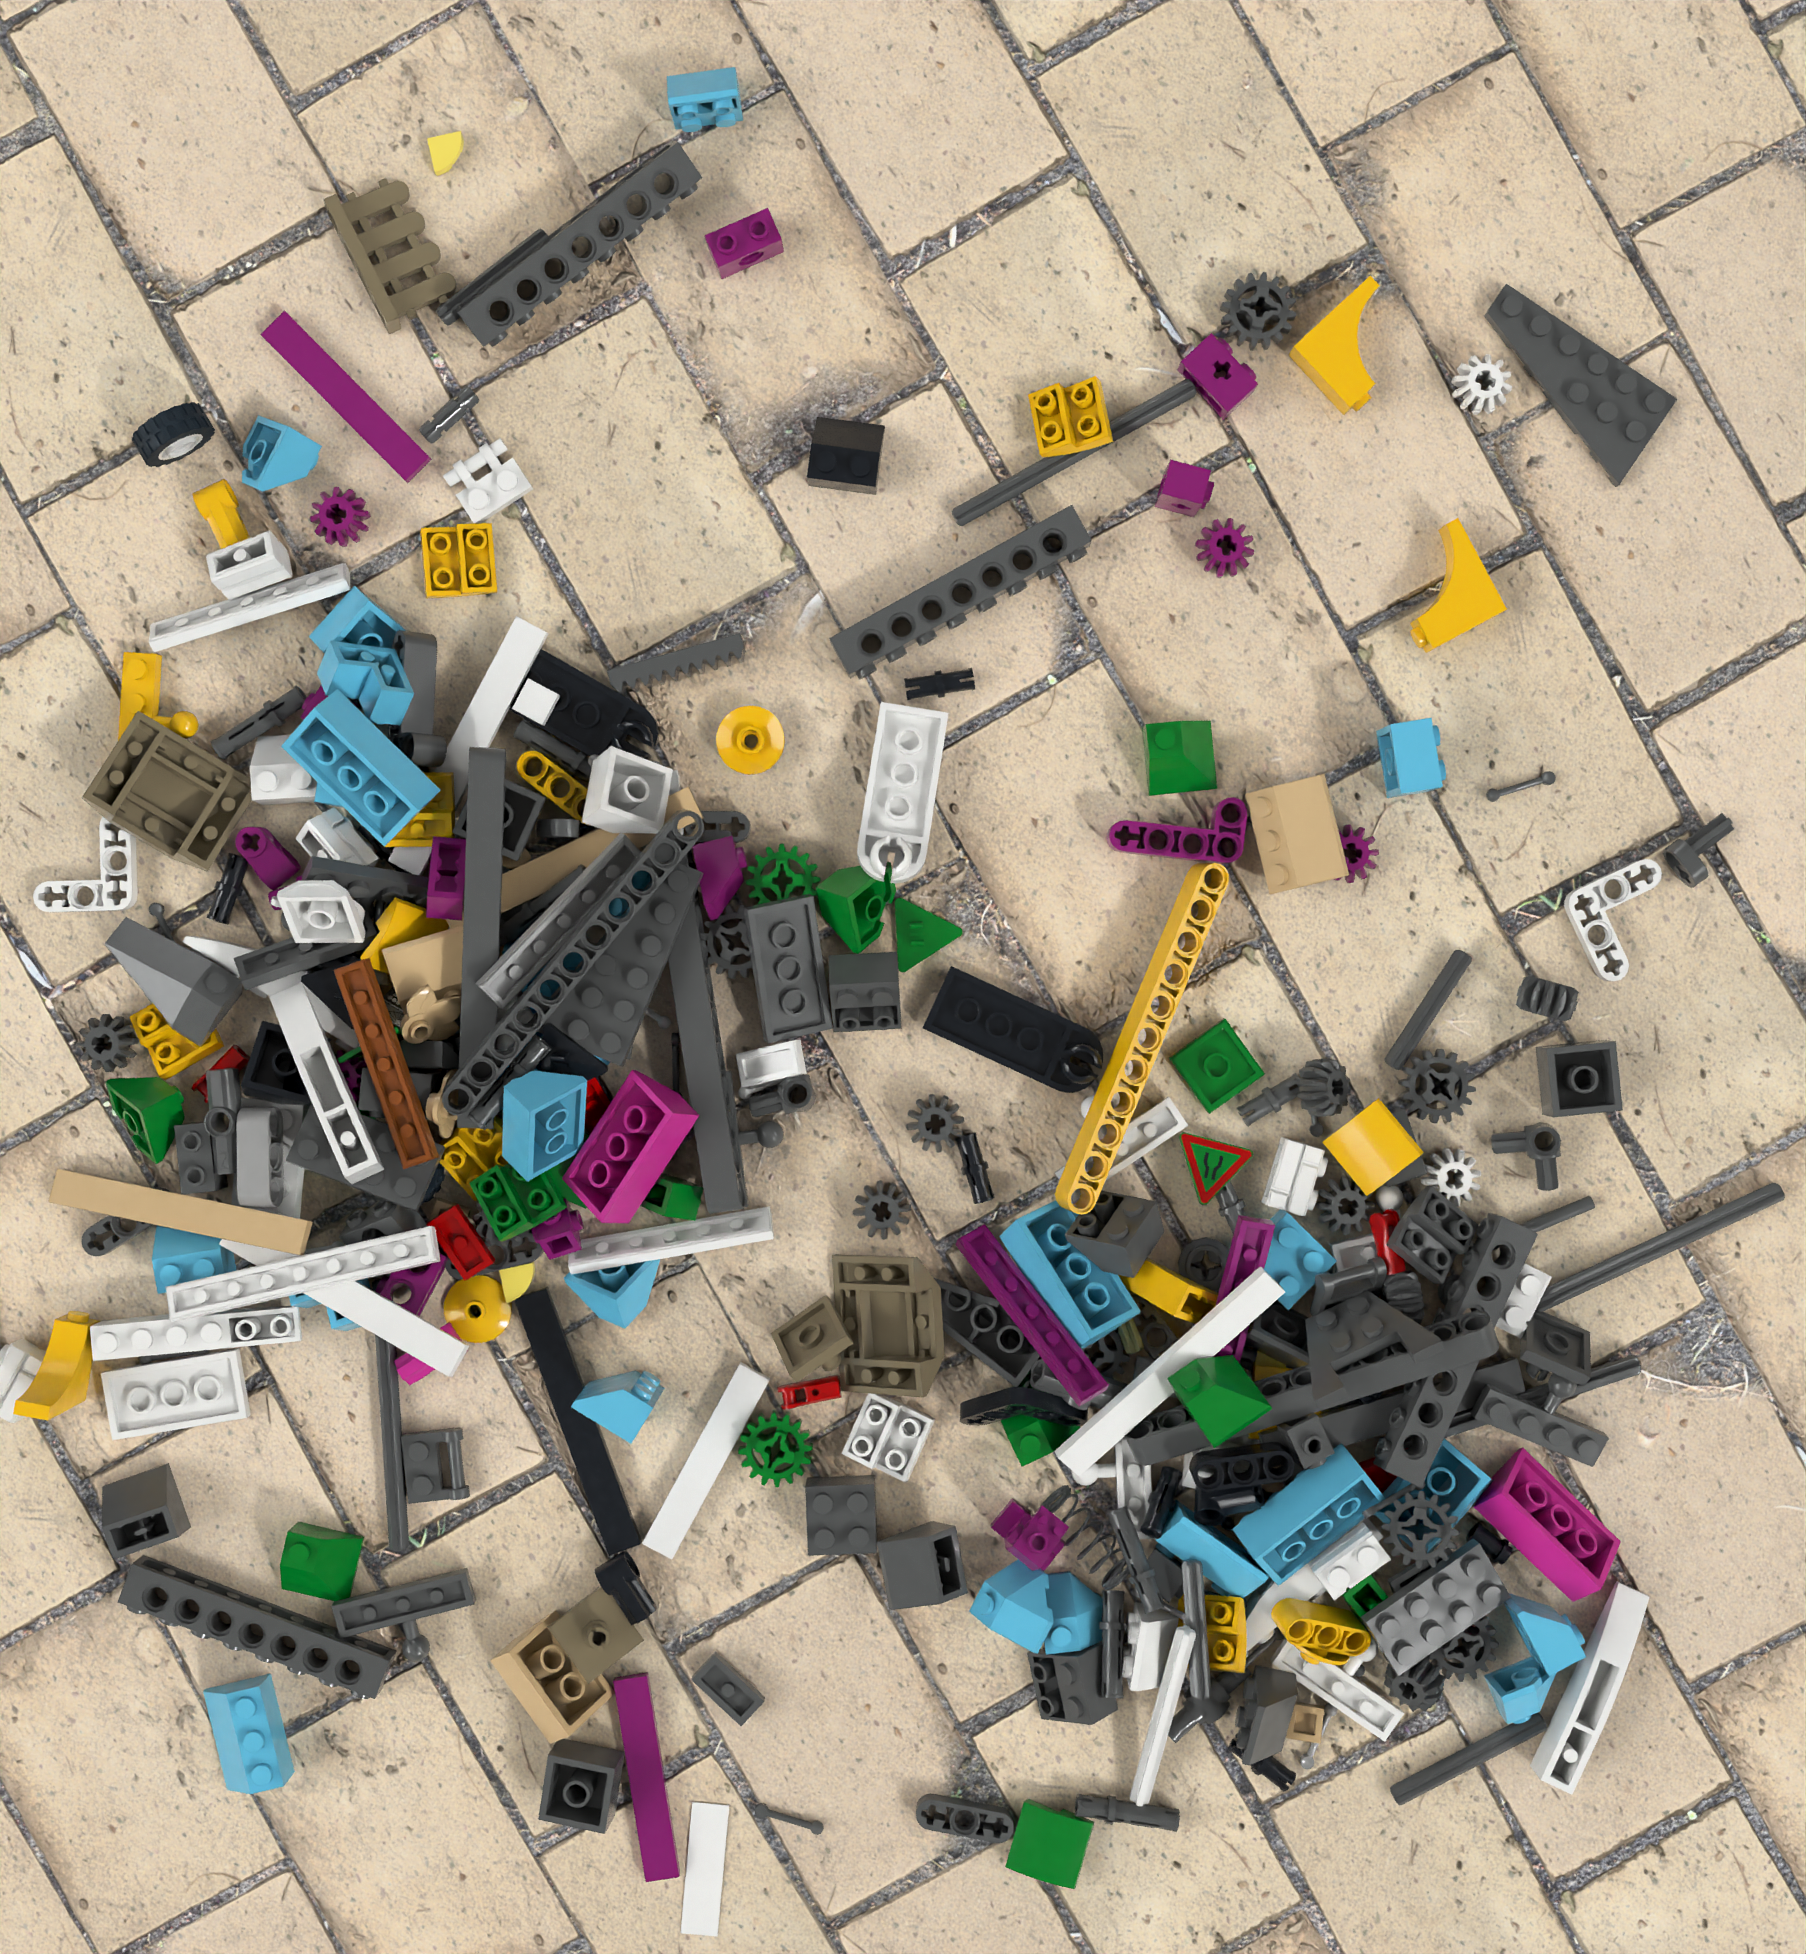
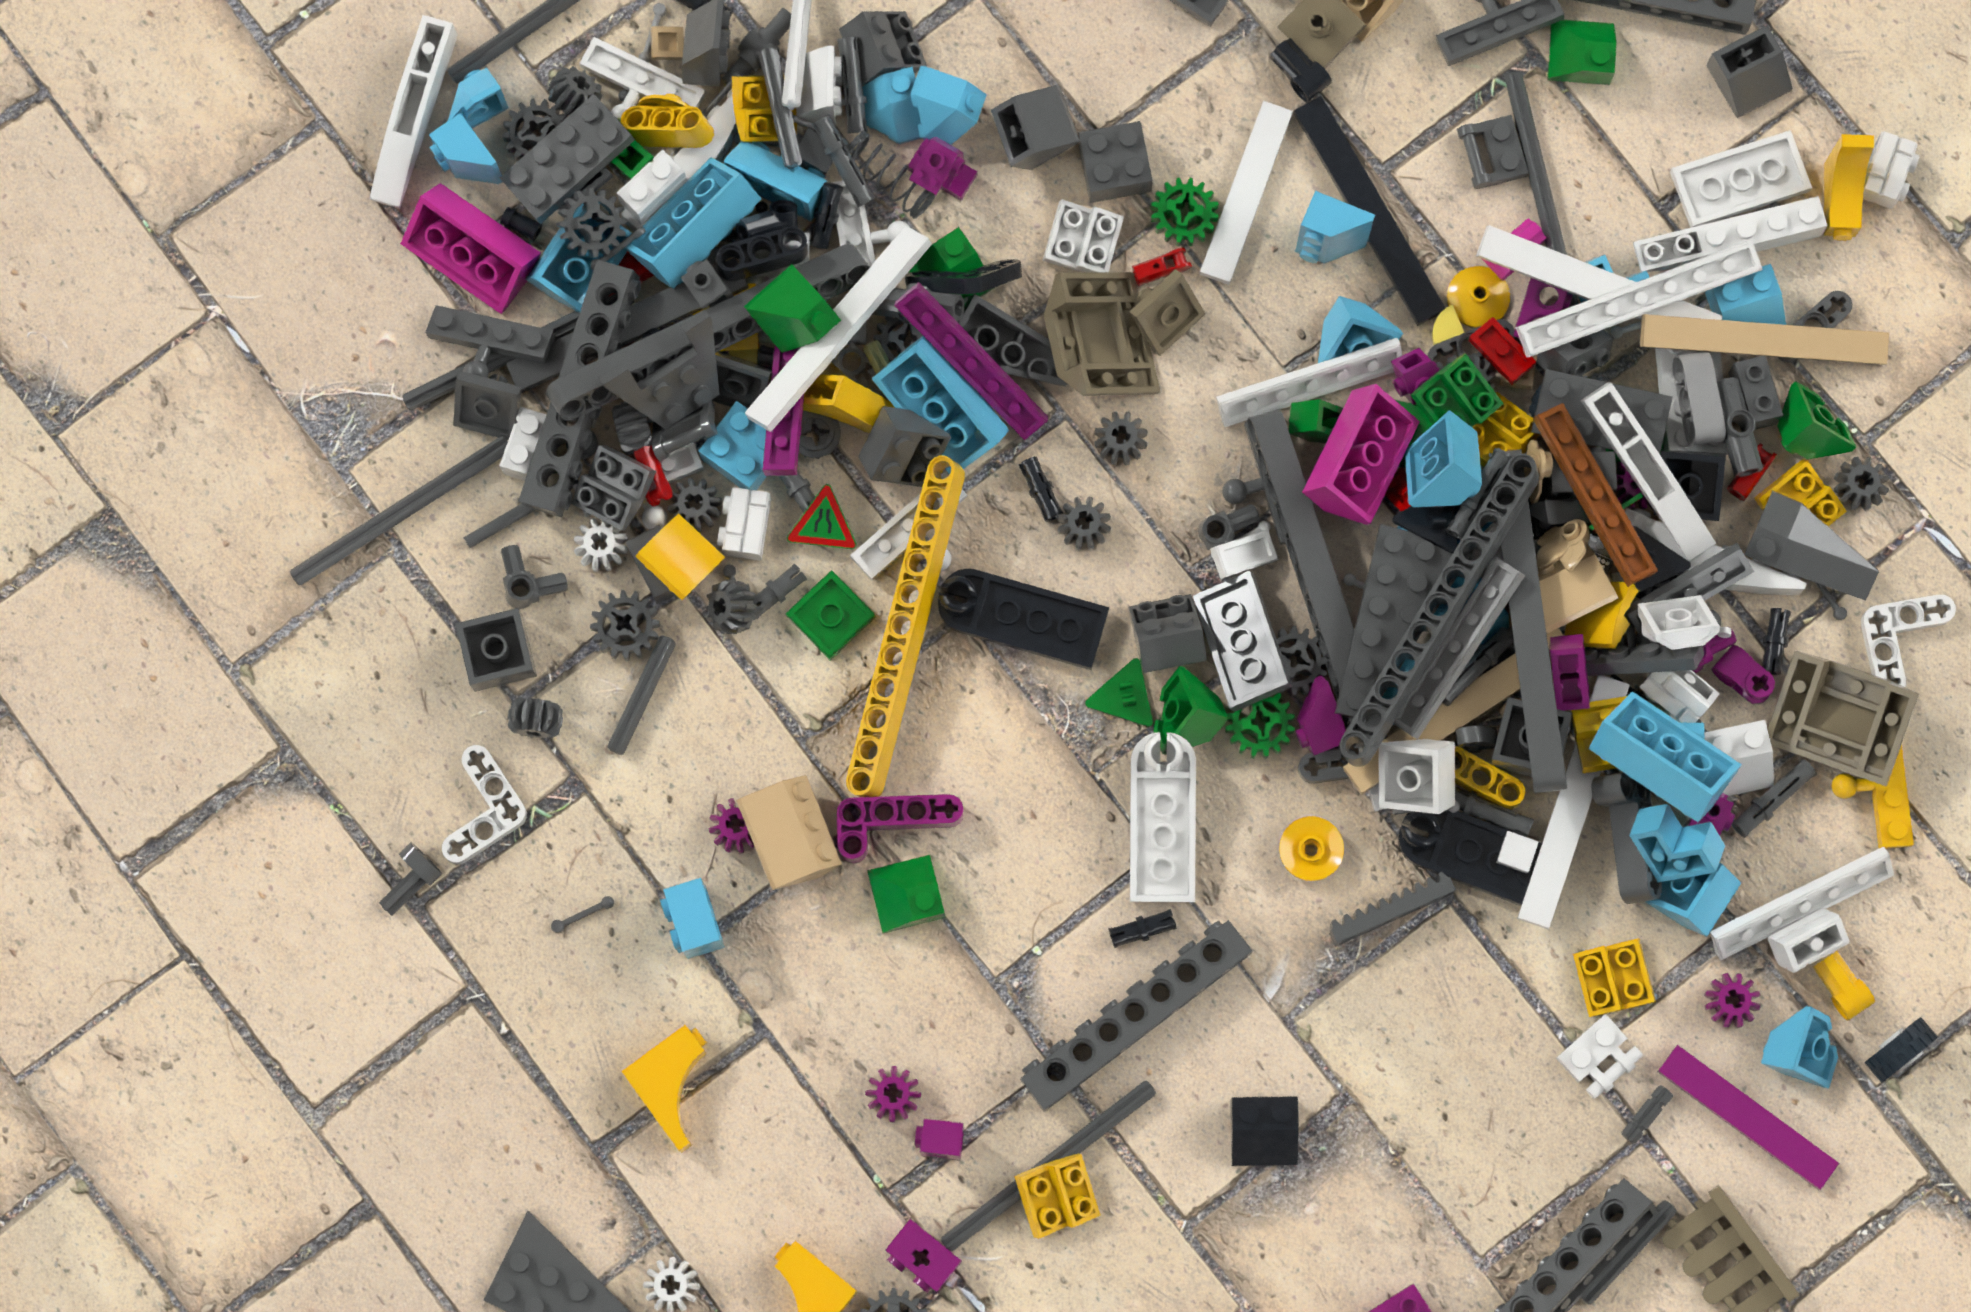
camera: 175 degrees right, 10 degrees down
(675, 1040) = (1335, 560): dark grey hinge -> none

